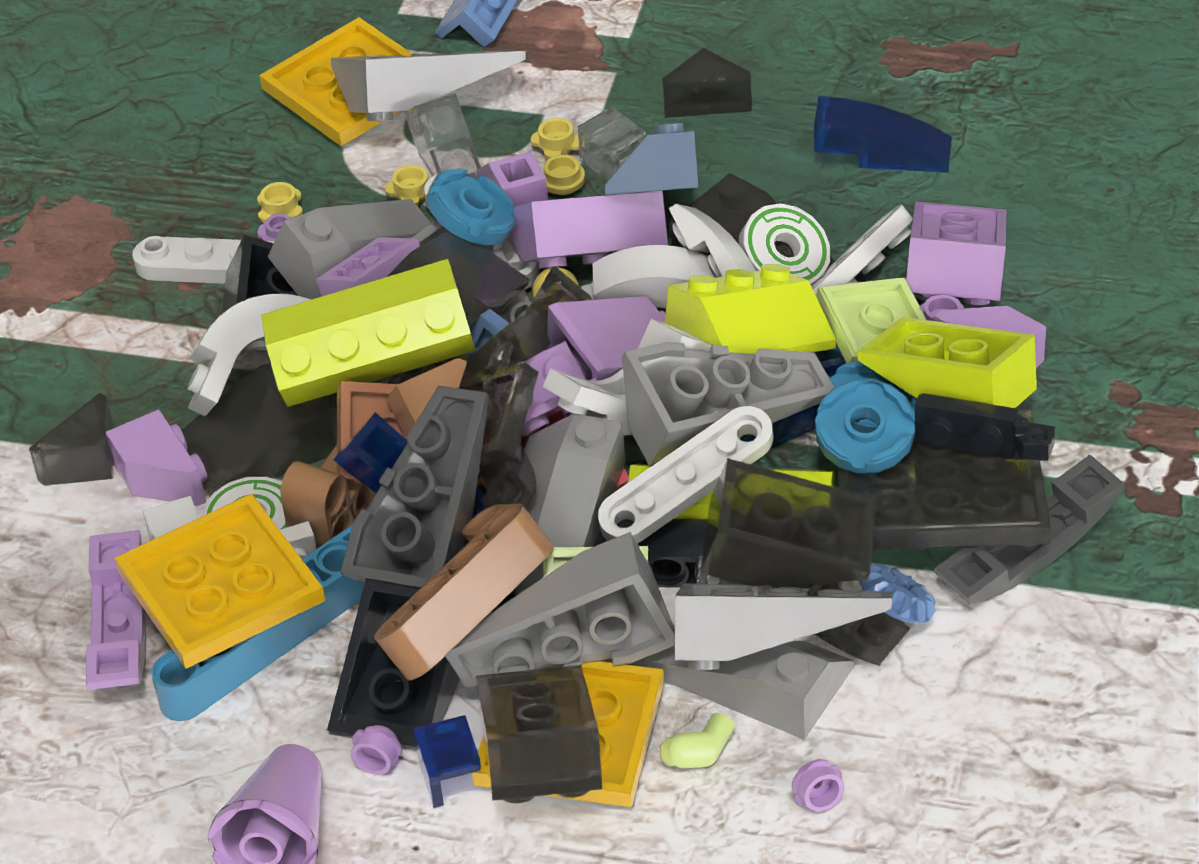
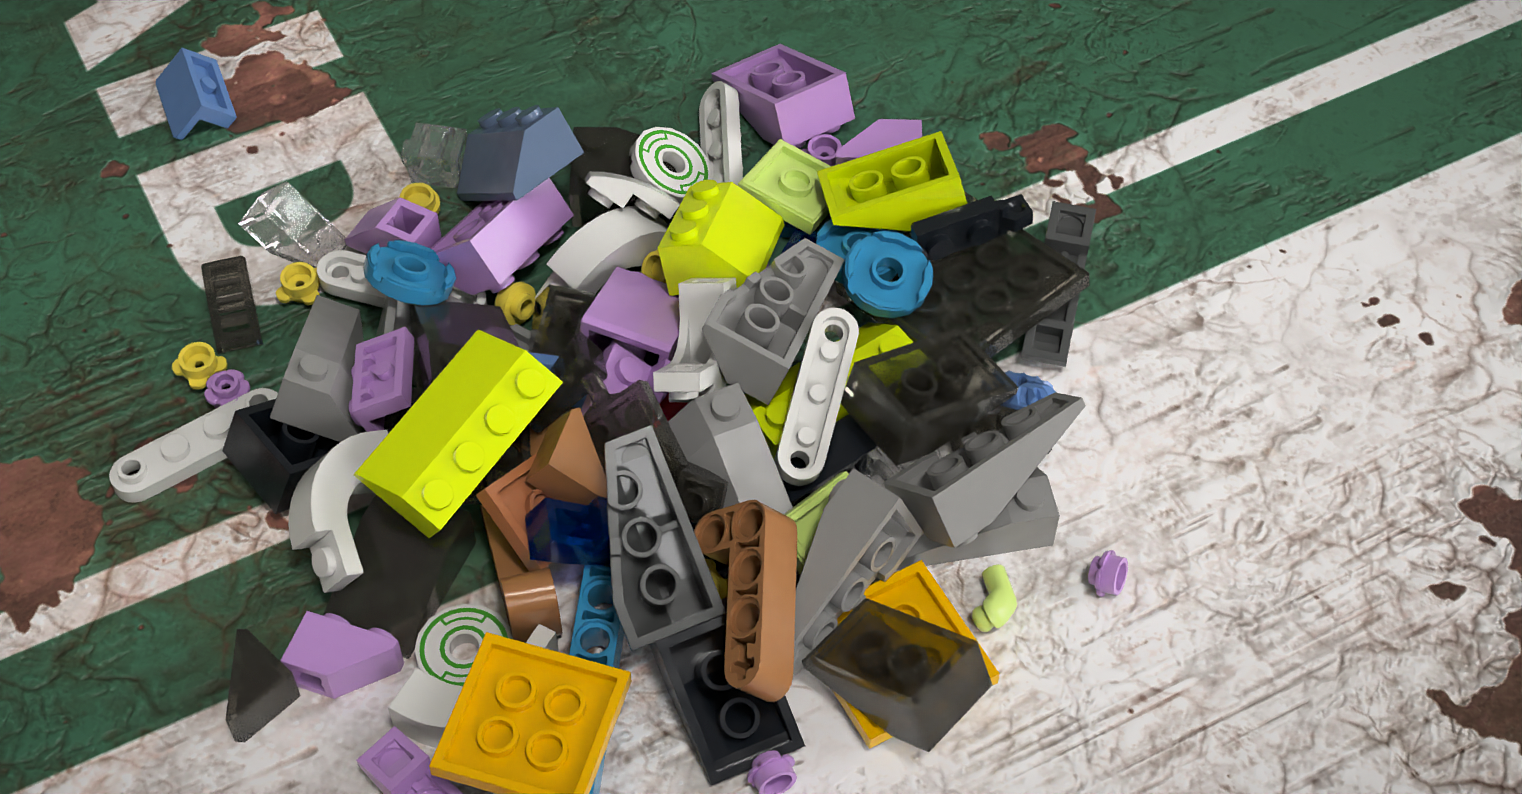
camera: 45 degrees left, 10 degrees up
(310, 86) = (149, 221): yellow plate -> none
(354, 149) = (227, 278): none -> clear smoke slope
(398, 83) = (224, 190): wedge -> none
(445, 752) = (840, 742): clear blue panel -> none
(555, 137) = (380, 174): light yellow plate -> none
(706, 87) = (464, 63): clear smoke slope -> none
(879, 136) = (636, 35): clear blue slope -> none

